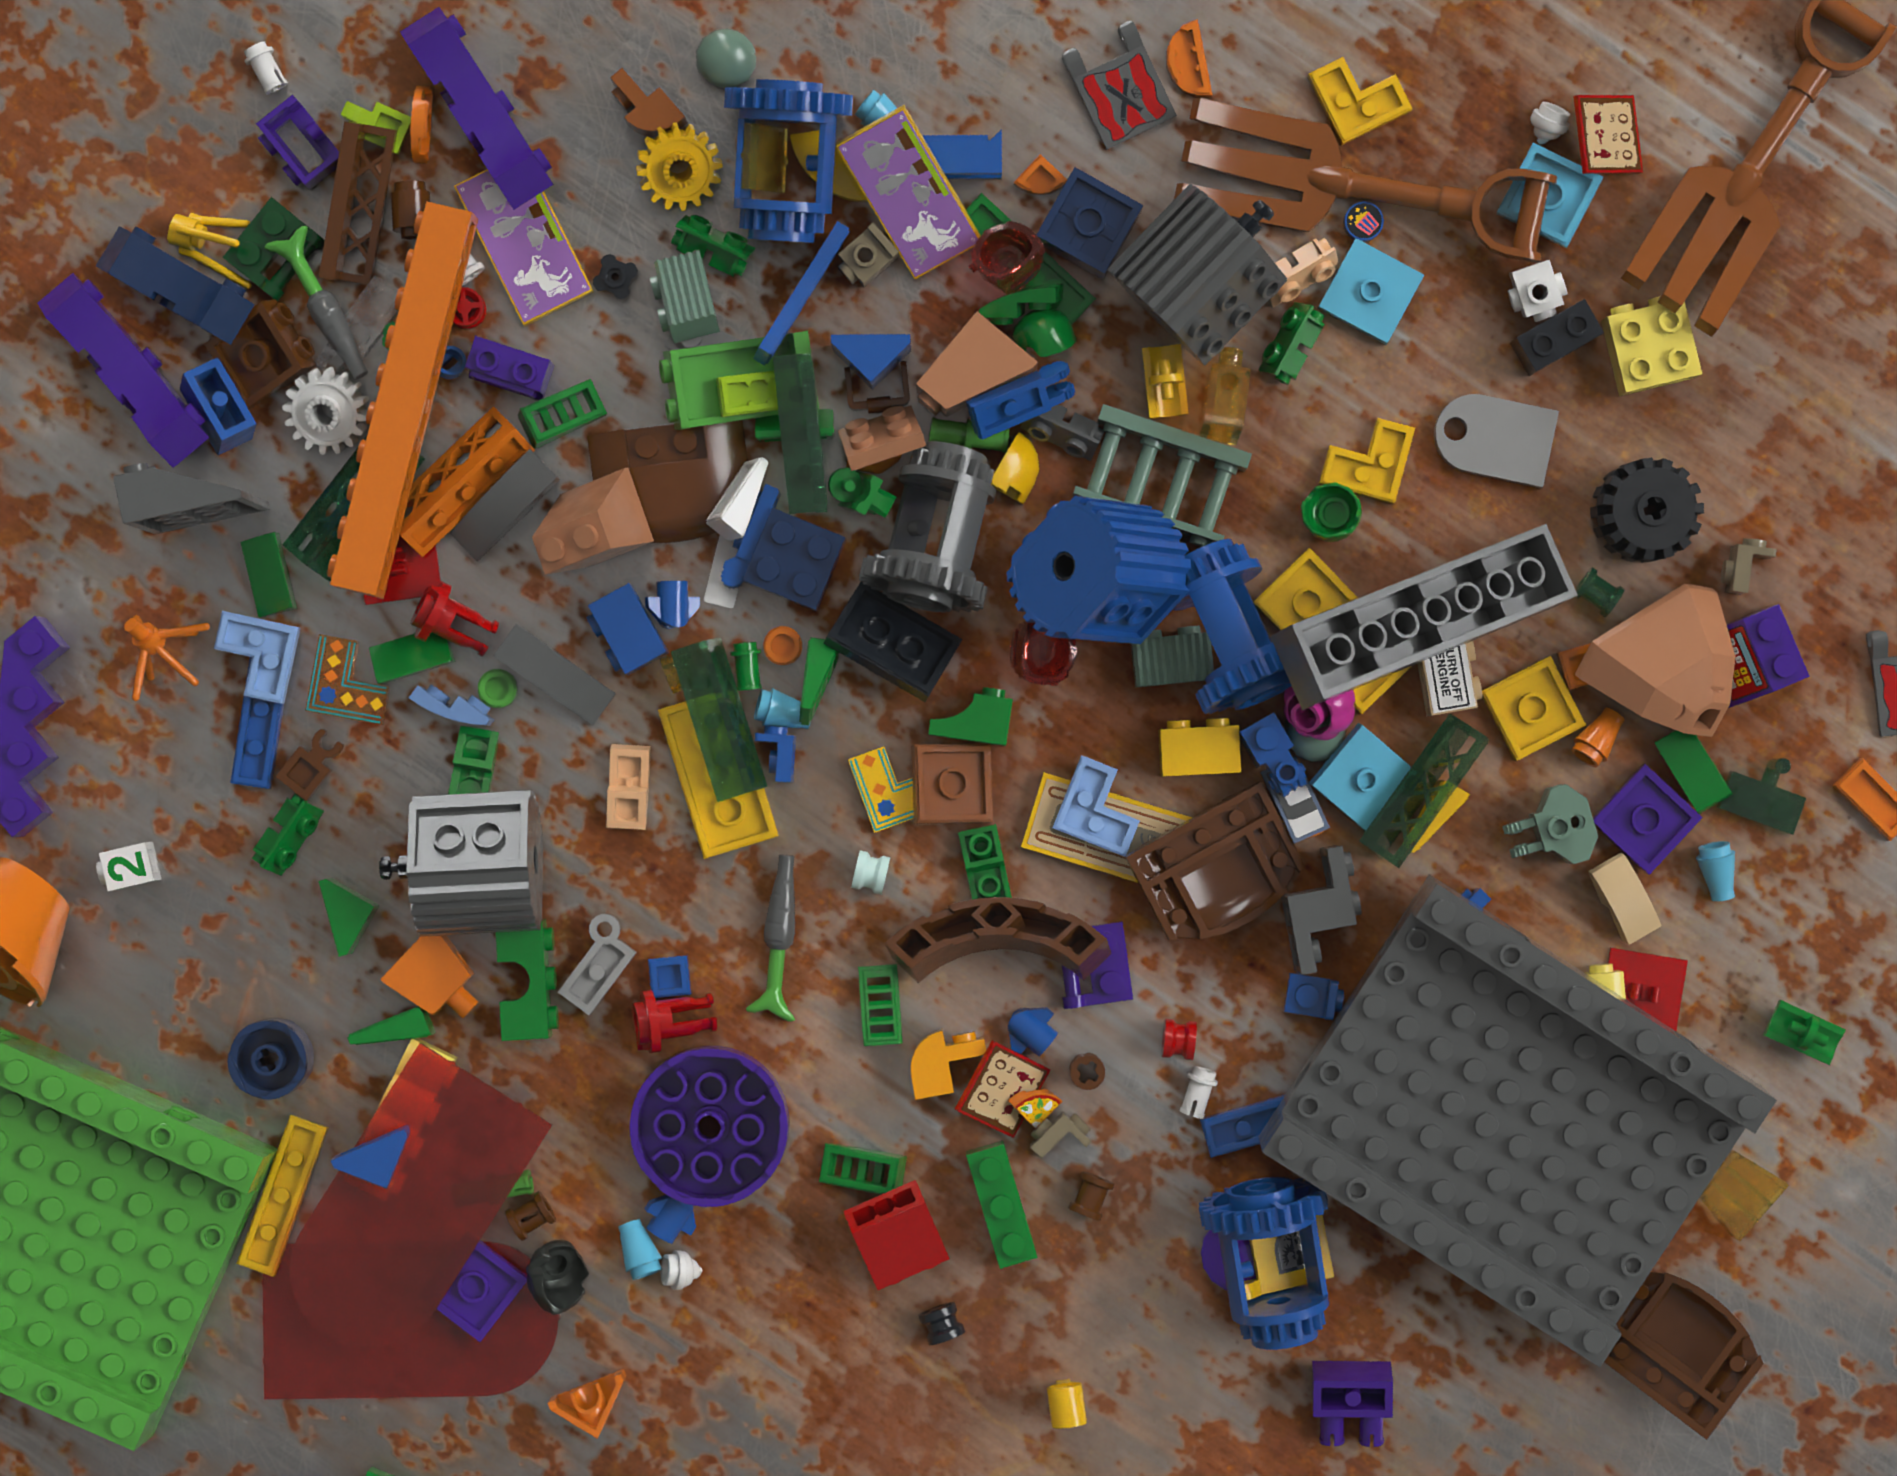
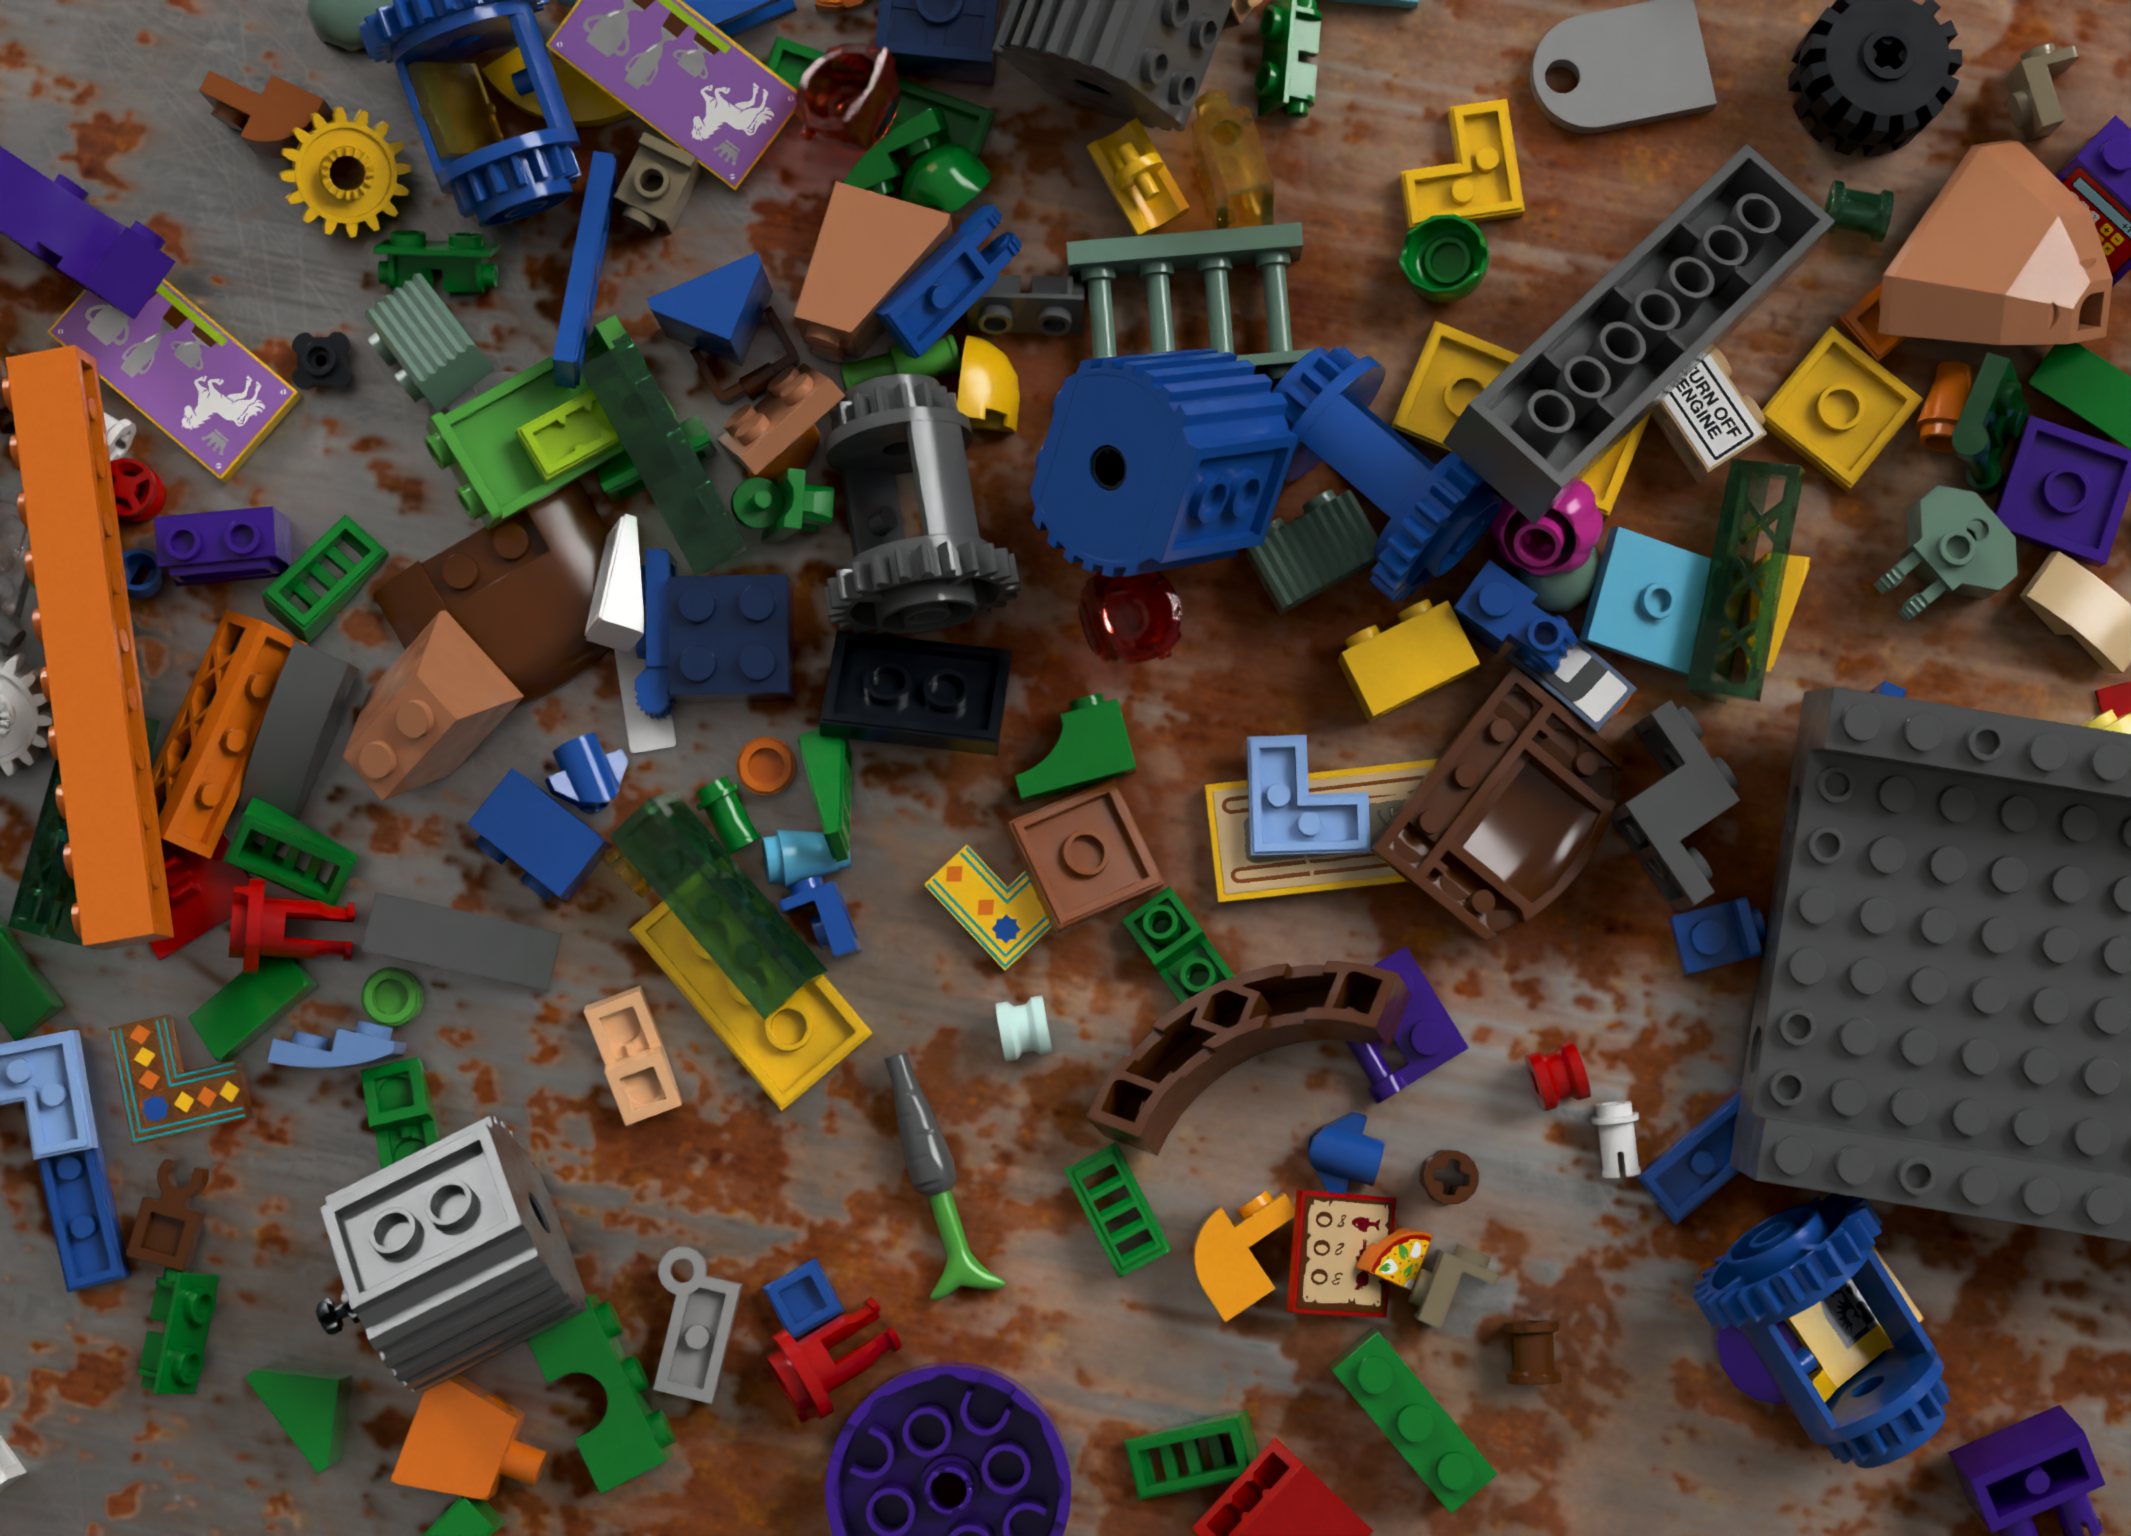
camera: 20 degrees left, 5 degrees down
(453, 573) = (282, 827): none -> green slope
(1623, 752) = (1987, 421): none -> dark green plate

